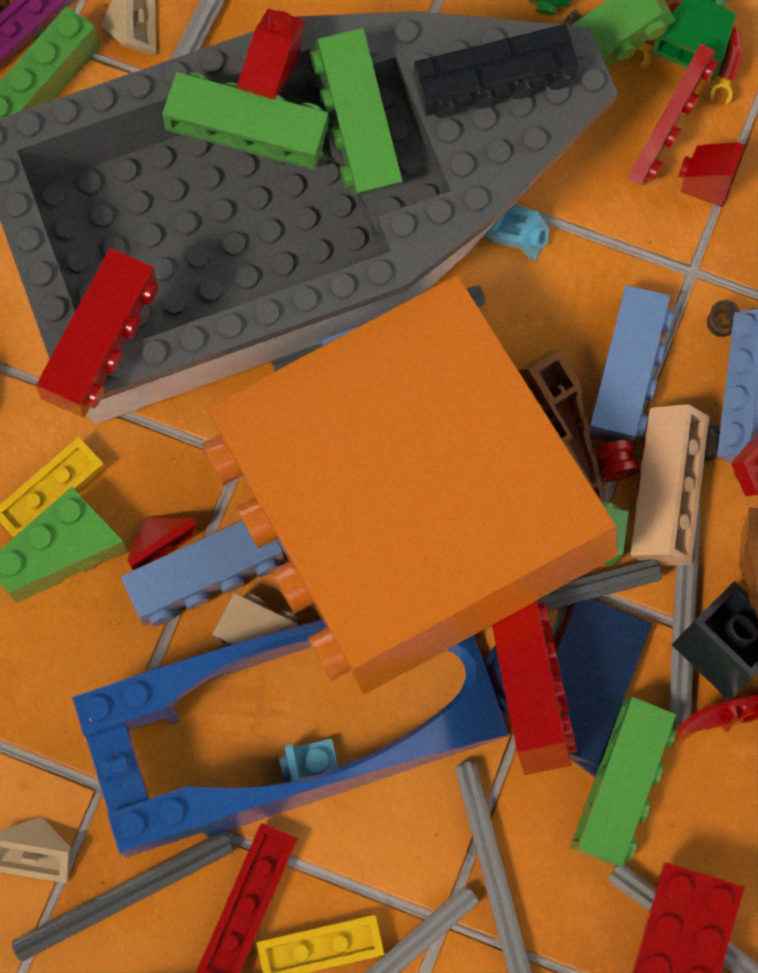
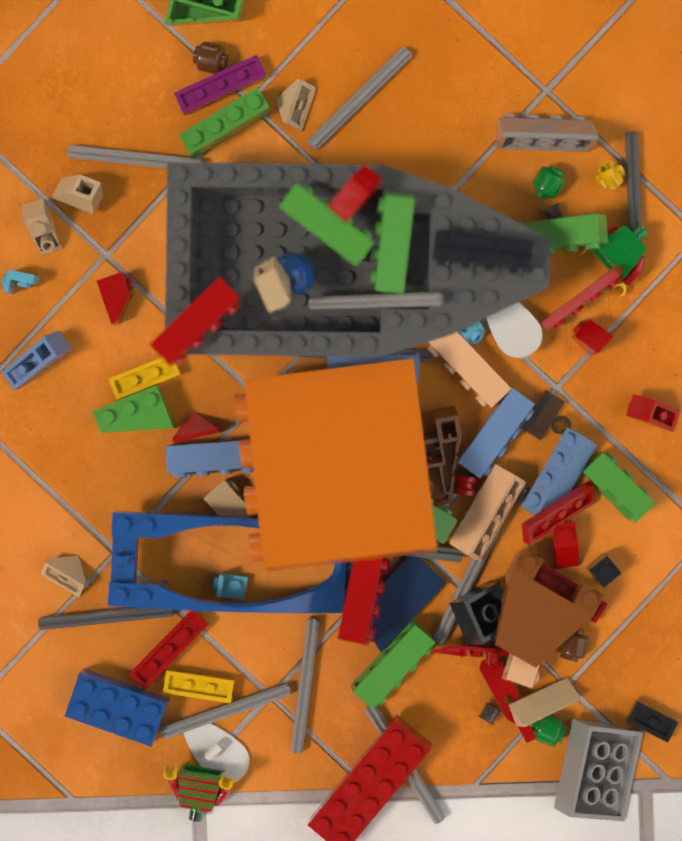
camera: 15 degrees right, 15 degrees up
(197, 237) = (273, 284): none -> tan slope
(223, 220) = (299, 269): none -> blue hair
(364, 214) = (376, 301): none -> light grey axle
(544, 284) = (471, 368): none -> light nougat brick
(587, 200) = (516, 331): none -> white shield
(690, 317) = (544, 414): none -> clear smoke tile

